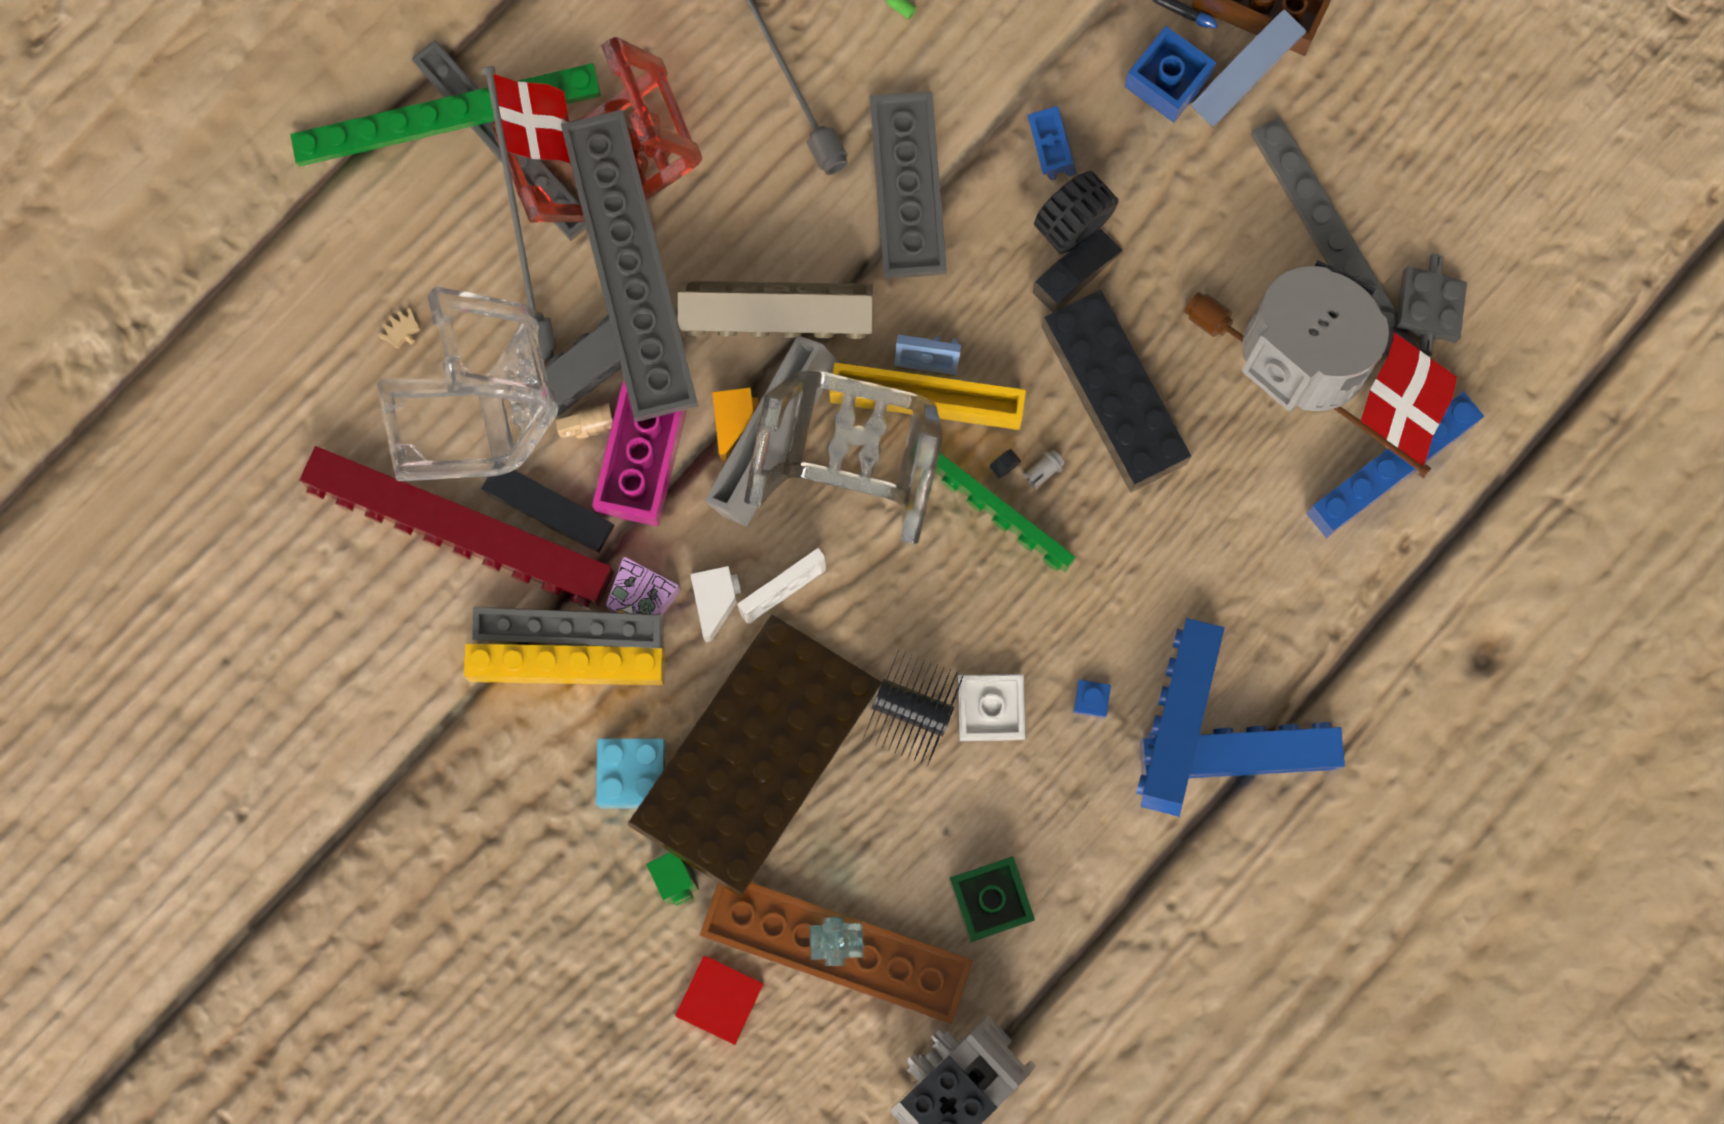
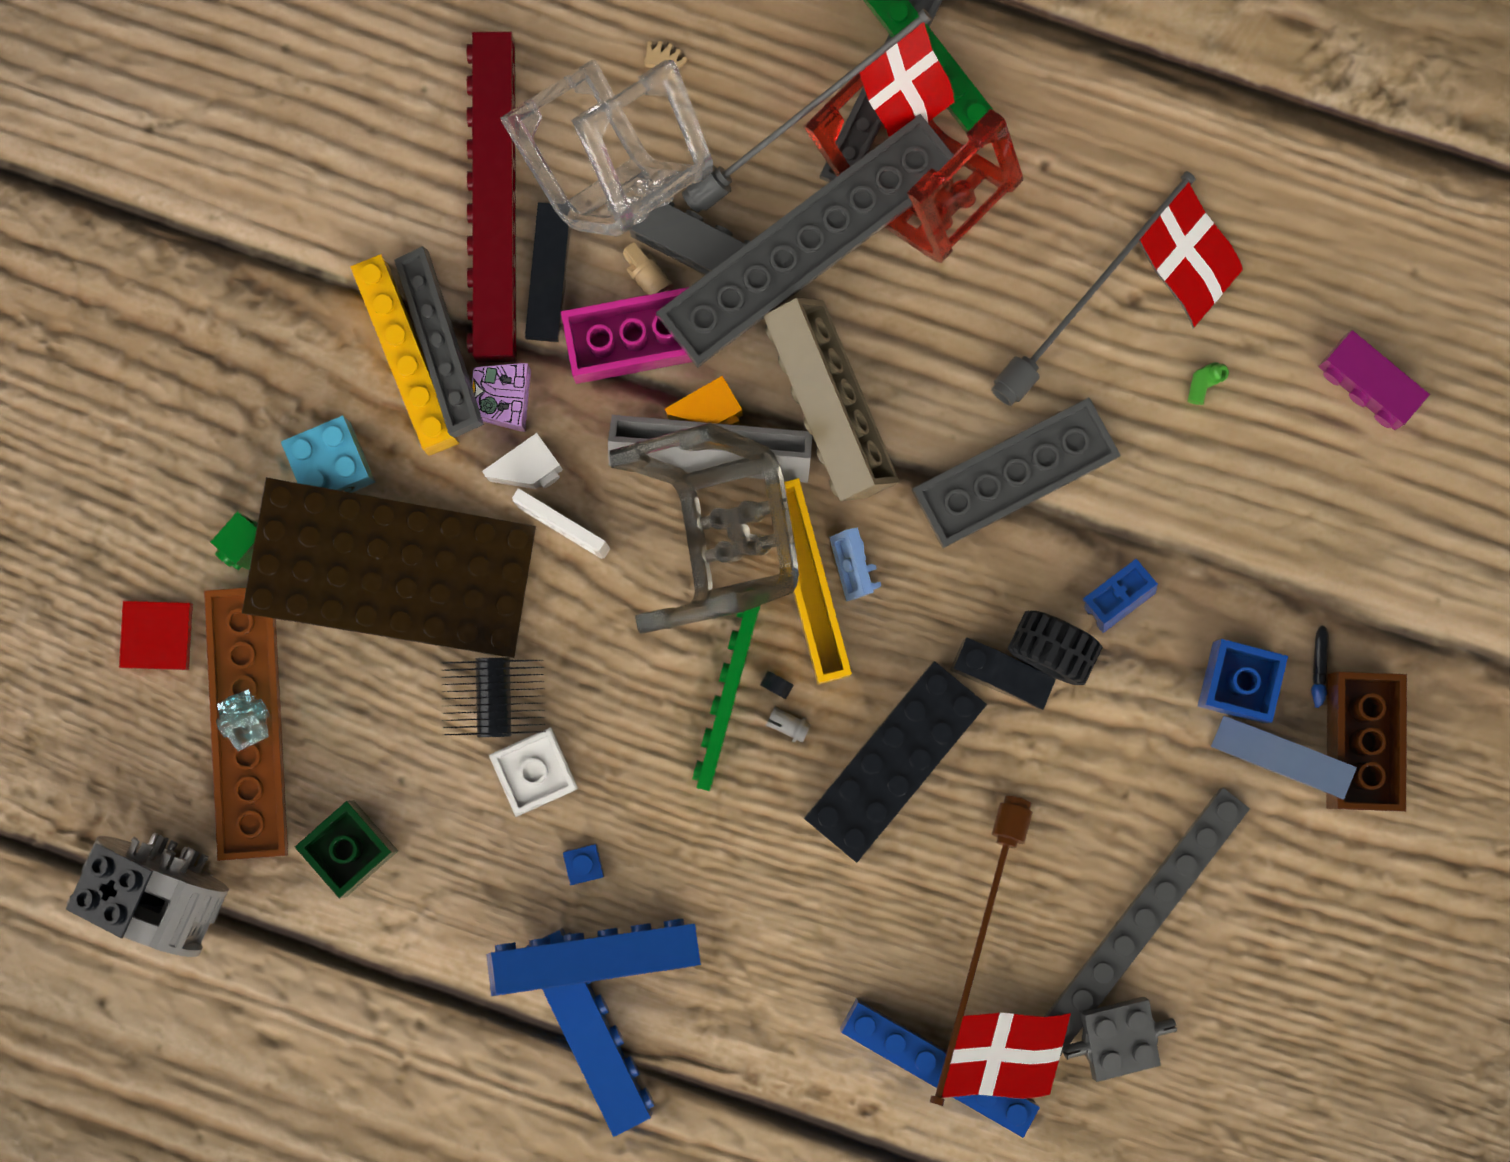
camera: 65 degrees right, 5 degrees up
(1314, 338) = (1024, 936): light grey piece -> none

